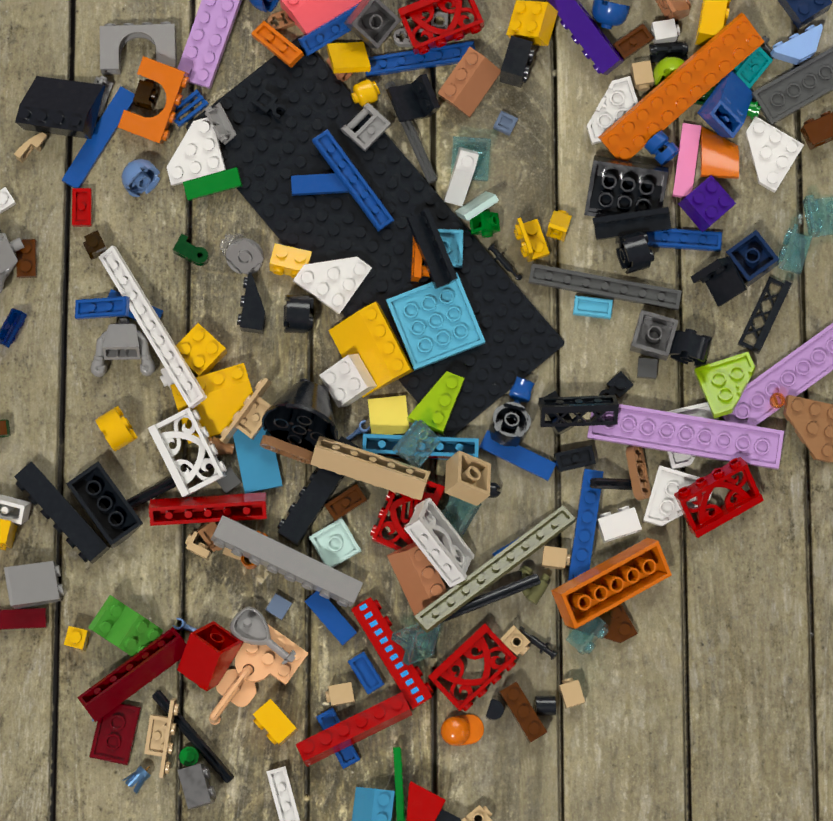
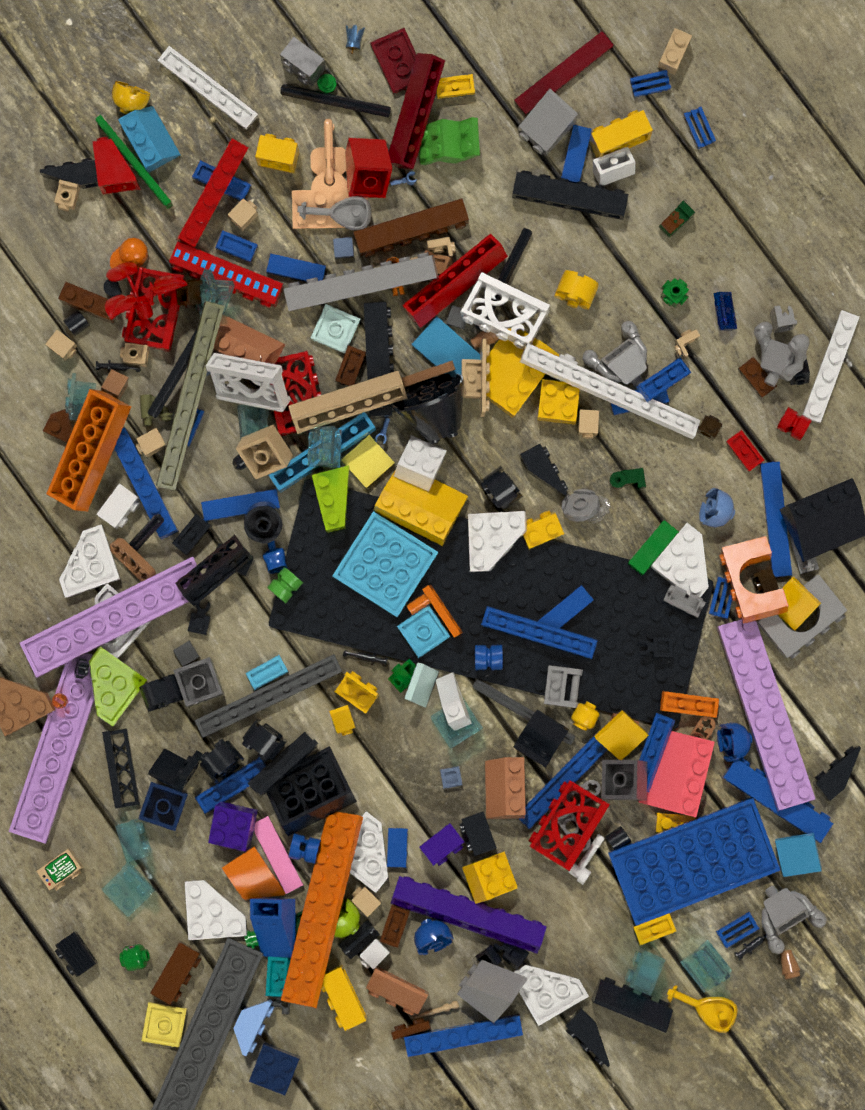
camera: 145 degrees right, 5 degrees up
(25, 150) = (823, 476): tan slope -> none
(26, 198) = (794, 424): none -> red wheel
(30, 544) = (576, 153): none -> blue tile
(43, 375) = (671, 298): none -> green brick
(58, 328) = (686, 338): none -> tan bracket
(77, 638) = (482, 107): yellow brick -> none
(83, 673) = (455, 86): none -> yellow plate
(105, 504) = (539, 223): black slope -> none
(130, 57) = (800, 603): none -> yellow tile
(159, 736) = (361, 81): tan bracket -> none
(188, 317) = (588, 423): none -> tan brick
(210, 581) = (411, 227): none -> reddish brown brick
(407, 189) = (488, 657): none -> blue wheel
(432, 248) = (430, 617): black fence -> none
(434, 657) = (190, 294): none -> dark brown brick
(500, 679) = (121, 303): none -> red plant
(528, 361) = (285, 585): none -> bright green wheel
(551, 73) = (441, 844): none -> dark purple brick
(551, 626) = (115, 384): none -> medium nougat brick
(587, 100) = (397, 847): none -> blue tile
(680, 260) = (221, 760): none -> black brick
(704, 486) = (36, 593): red fence -> none
(742, 411) = (81, 668): none -> black plate

